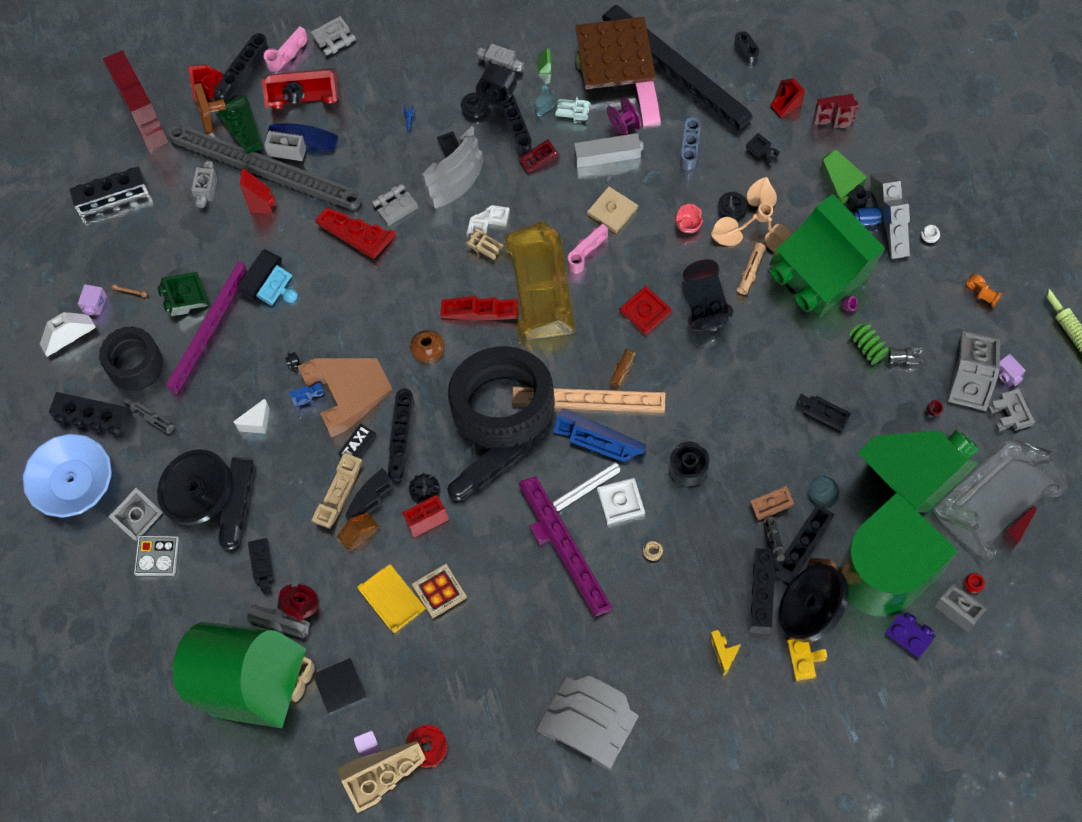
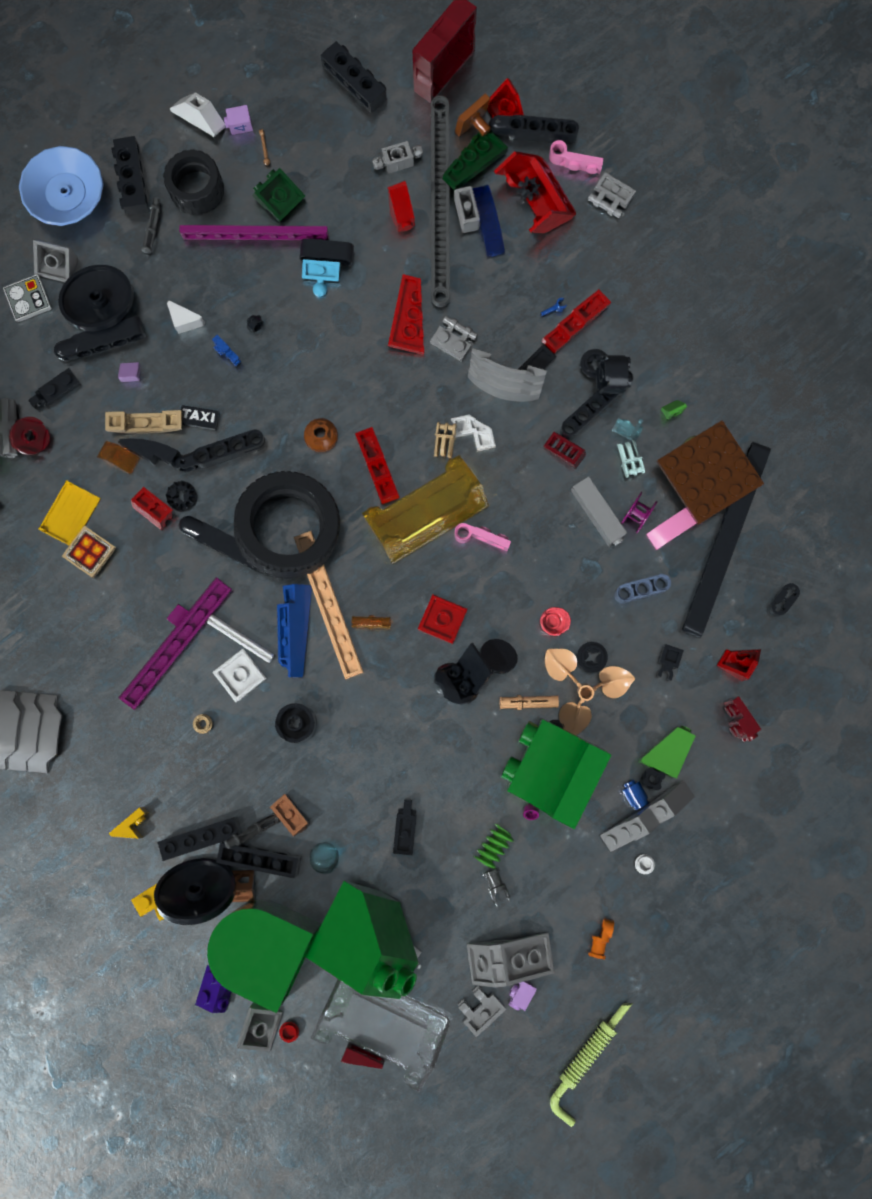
camera: 65 degrees right, 15 degrees up
(280, 489) = (129, 372): none -> lavender slope
(354, 384) = (249, 387): nougat wedge -> none
(430, 104) = (576, 321): none -> red slope
(500, 56) = (656, 364): light grey piece -> none
(612, 209) = (537, 544): tan plate -> none
(937, 410) = (451, 937): dark red hinge -> none

